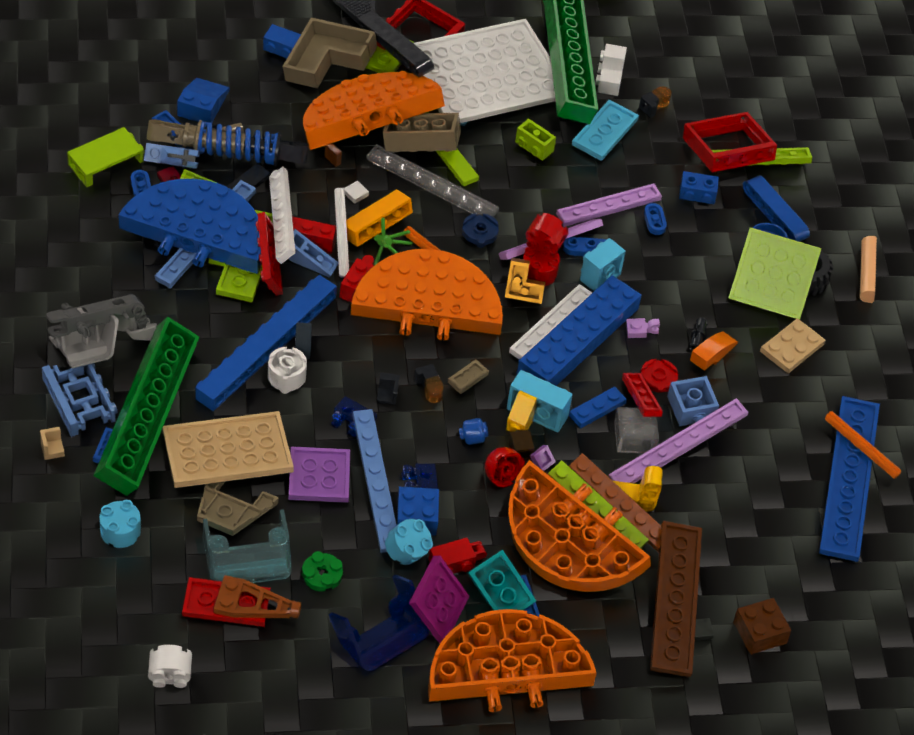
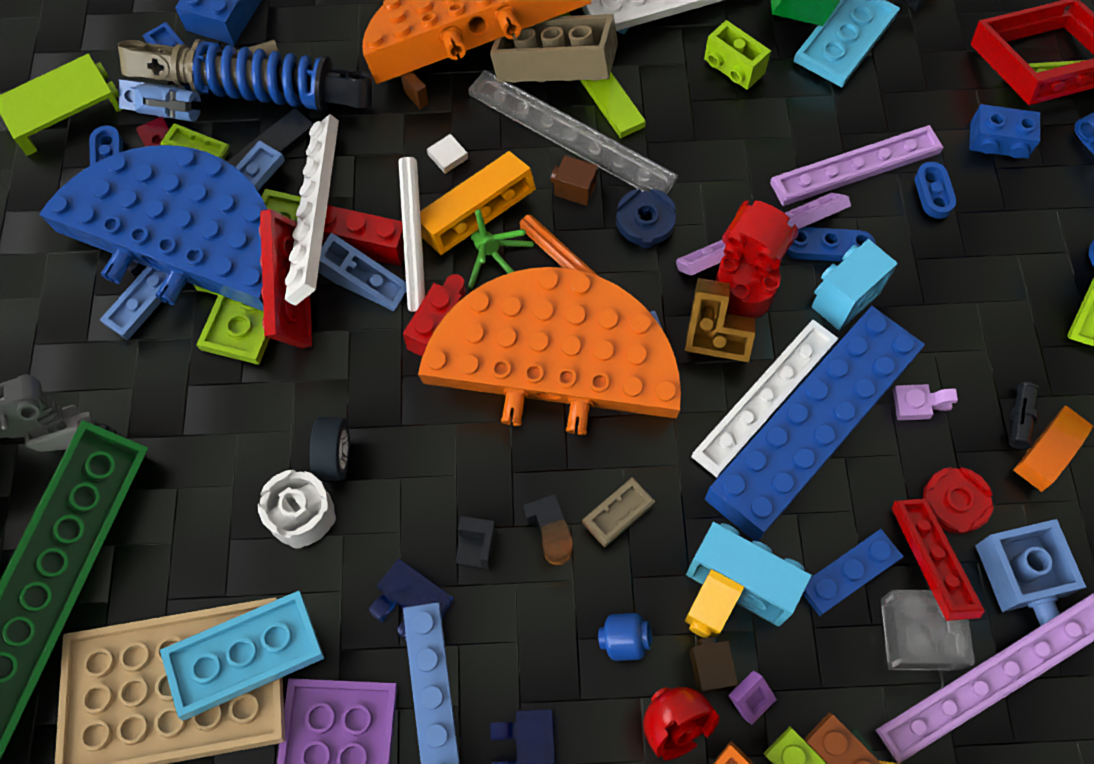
camera: 10 degrees right, 15 degrees up
(267, 430) = (240, 655): none -> medium azure plate
(270, 336) = (265, 452): blue brick -> none
(436, 208) = (574, 180): none -> reddish brown brick

